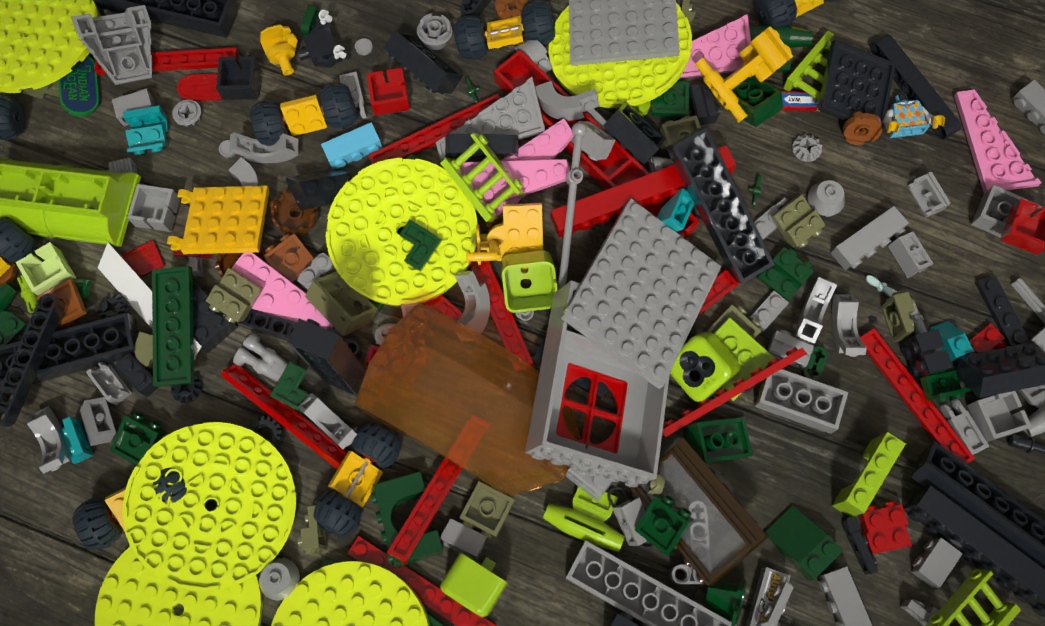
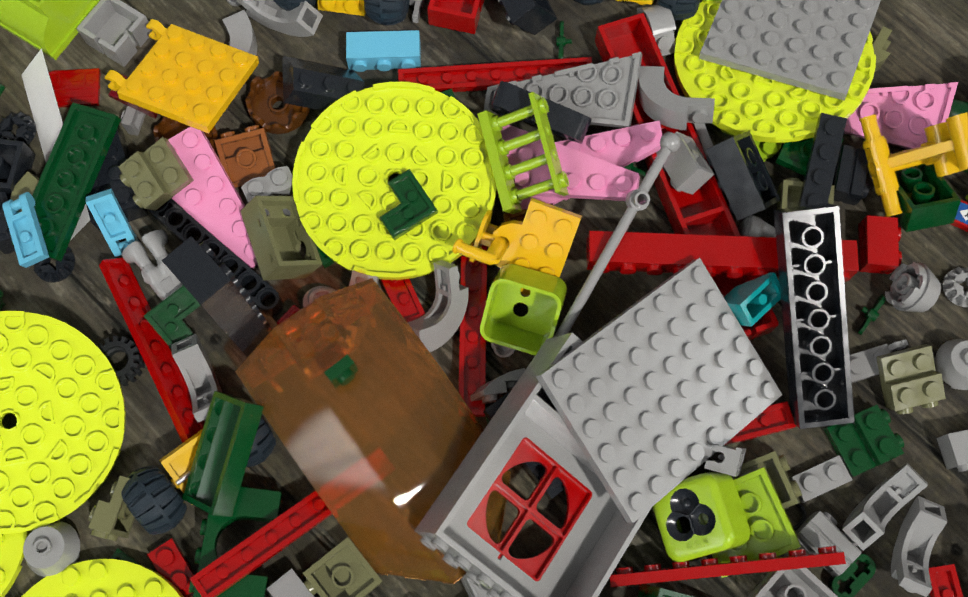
camera: 20 degrees right, 0 degrees up
(160, 371) = (25, 230): none -> medium azure plate
(217, 340) = (111, 220): none -> medium azure plate
(371, 461) = (222, 454): none -> dark green slope
(432, 369) = (342, 372): none -> dark green plate
(534, 340) = (491, 390): none -> light grey slope
(682, 101) = (822, 160): none -> black plate
(707, 322) = (731, 463): none -> light grey hinge
(741, 142) = (879, 244): none -> red brick
(775, 162) = (913, 288): none -> light grey cone

